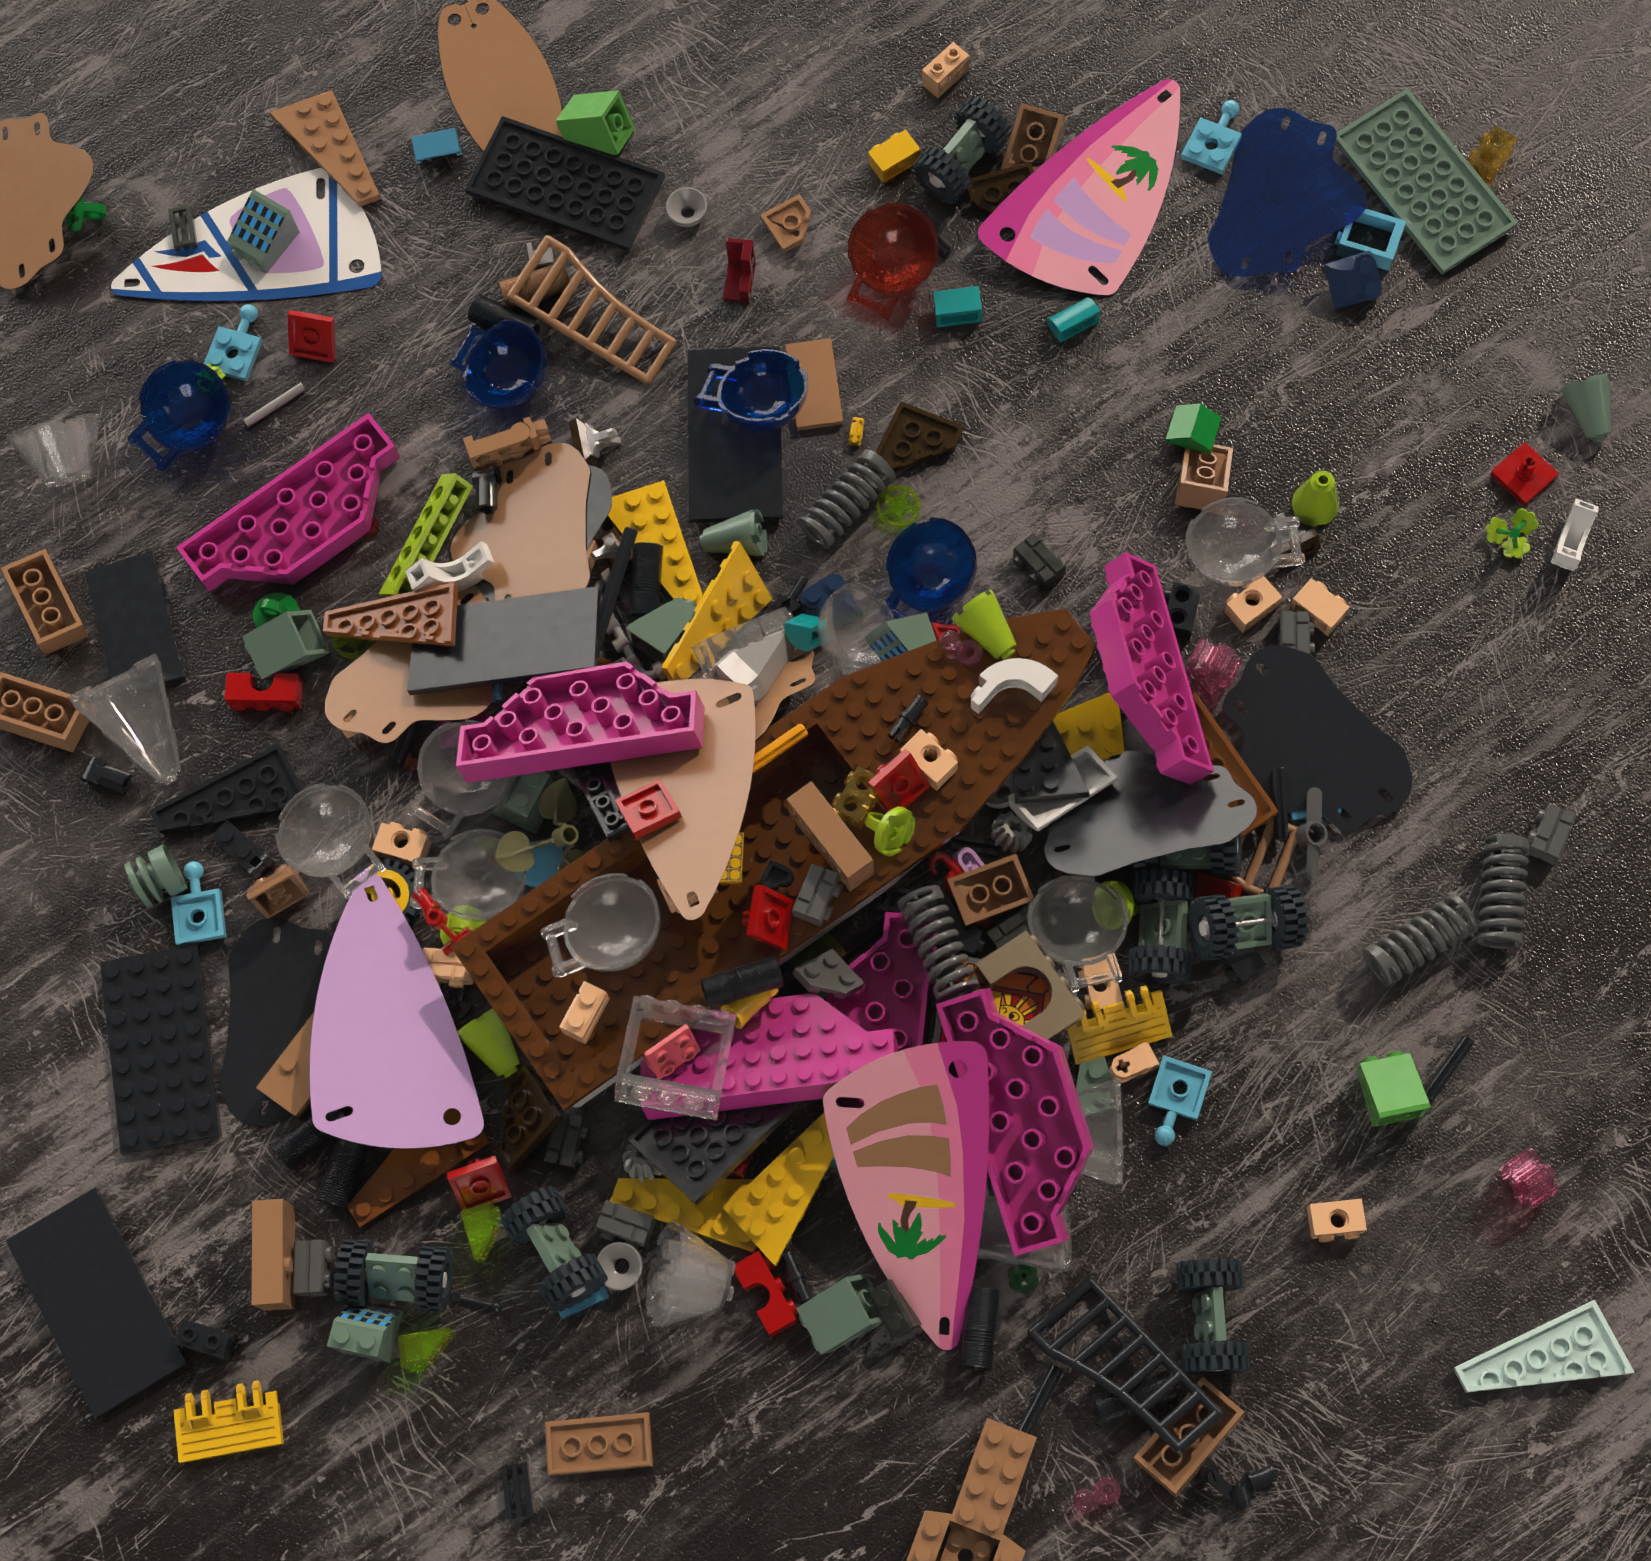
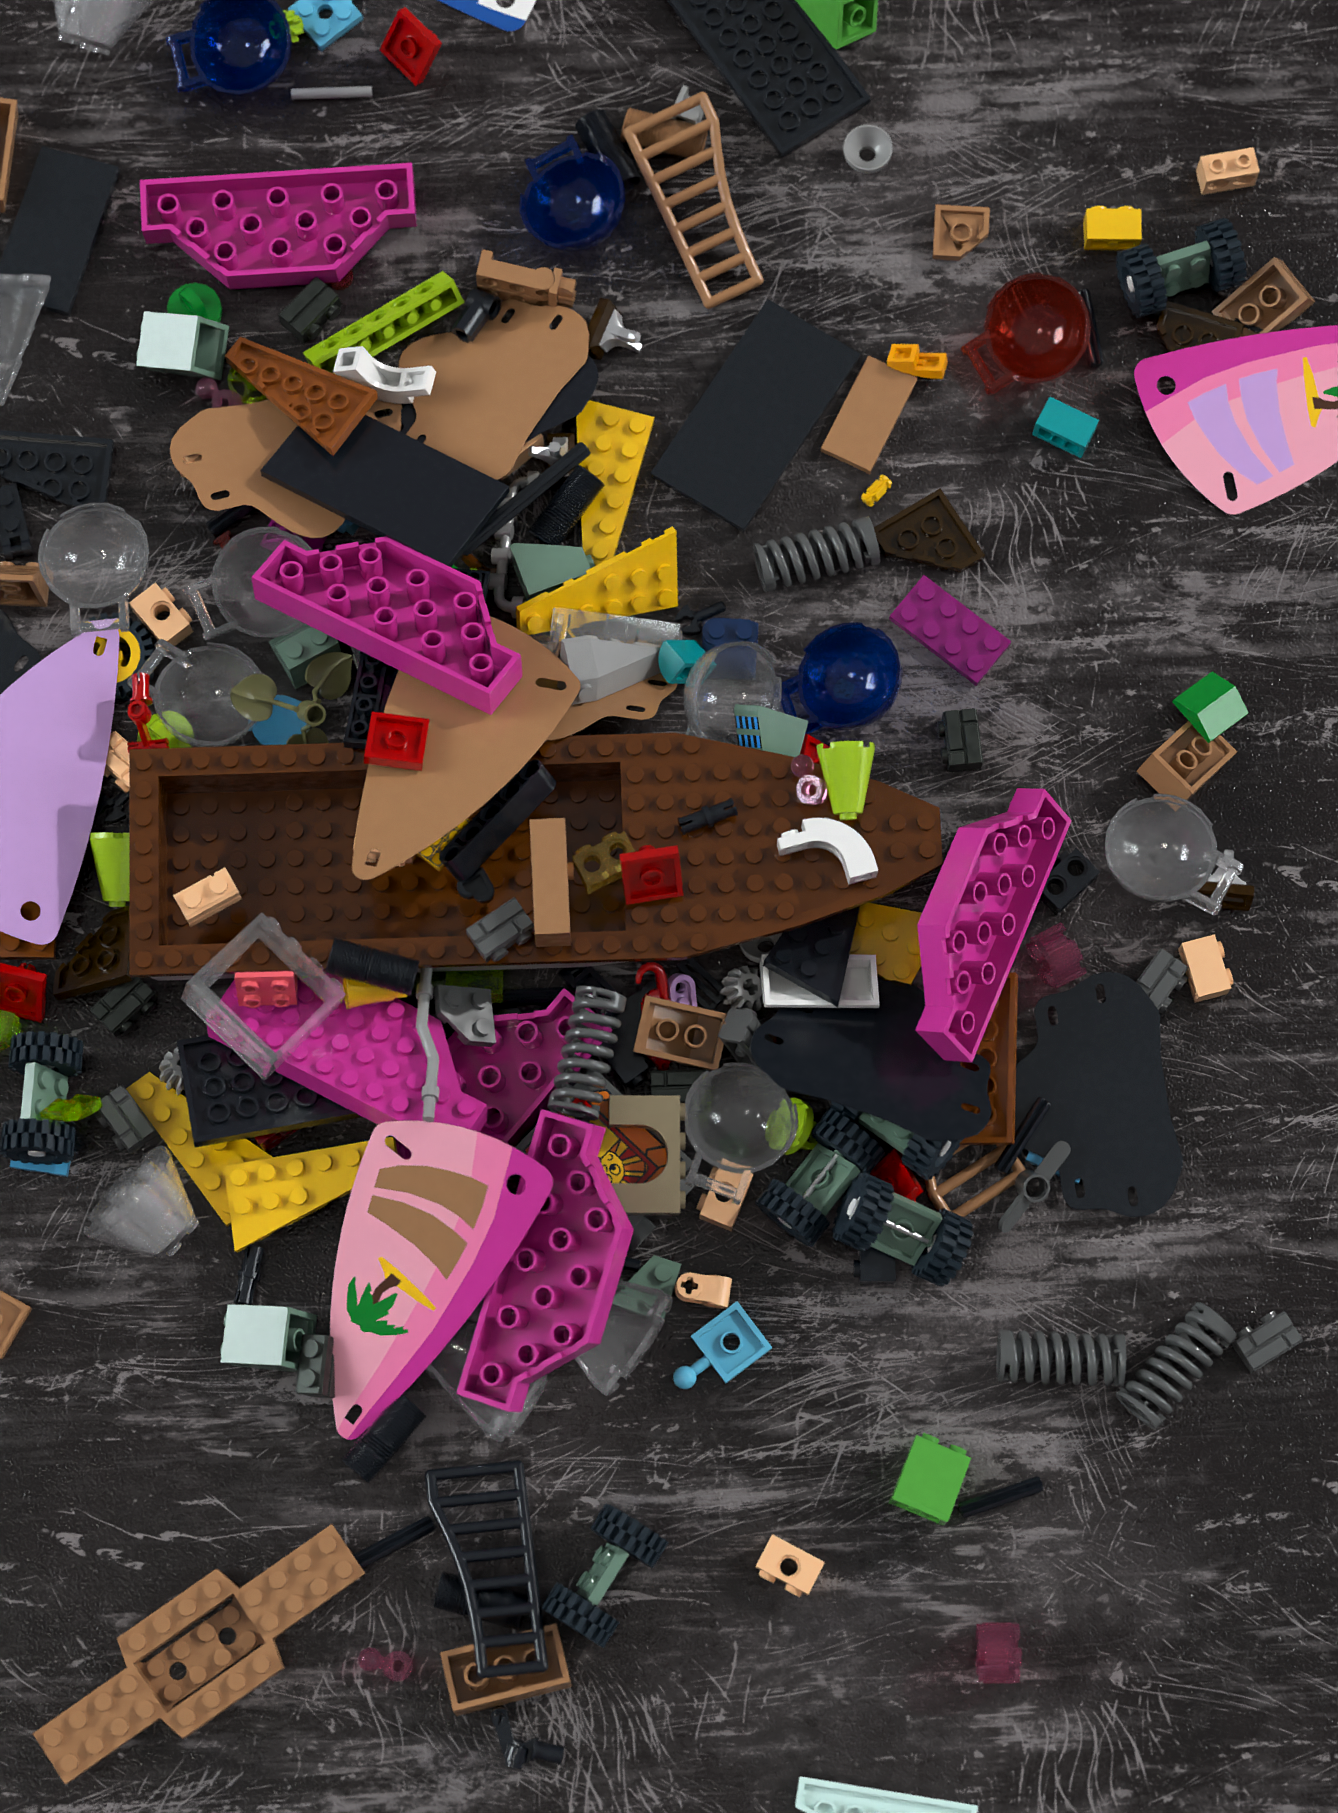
camera: 25 degrees right, 5 degrees up
(283, 694) = (149, 393): red arch -> none
(325, 663) = (208, 389): none -> clear pink plate
(363, 562) = (310, 310): none -> pearl dark grey brick
(582, 1241) = (73, 1109): none -> clear neon green slope
(605, 926) = (280, 829): clear windscreen -> none
(608, 1259) = (85, 1143): light grey piece -> none
(740, 270) = (875, 251): dark red panel -> none
(741, 528) = (692, 520): sand green cone -> none
(758, 390) = (801, 388): clear blue windscreen -> none
(760, 819) = (497, 820): none -> black beam
(769, 917) = (439, 922): red tile -> none
(778, 1313) = (211, 1296): red arch -> none
(779, 746) = (570, 761): light orange axle -> none
(816, 330) = (909, 360): none -> light orange slope
(846, 1044) = (430, 1090): none -> light grey bar
(891, 829) = (613, 914): lime tile -> none
(898, 506) = (865, 593): clear neon green wheel -> none
(935, 772) = (700, 887): light nougat brick -> none
(975, 493) = (950, 630): none -> magenta plate
(1023, 1284) = (455, 1426): dark green plant -> none
(1033, 863) = (739, 1032): none -> dark grey brick
(1074, 319) = (1172, 516): teal brick -> none
(1120, 1027) = (713, 1246): yellow hinge -> none
(1246, 616) = (1126, 930): light nougat brick -> none
(1316, 500) = (1279, 861): lime cone -> none

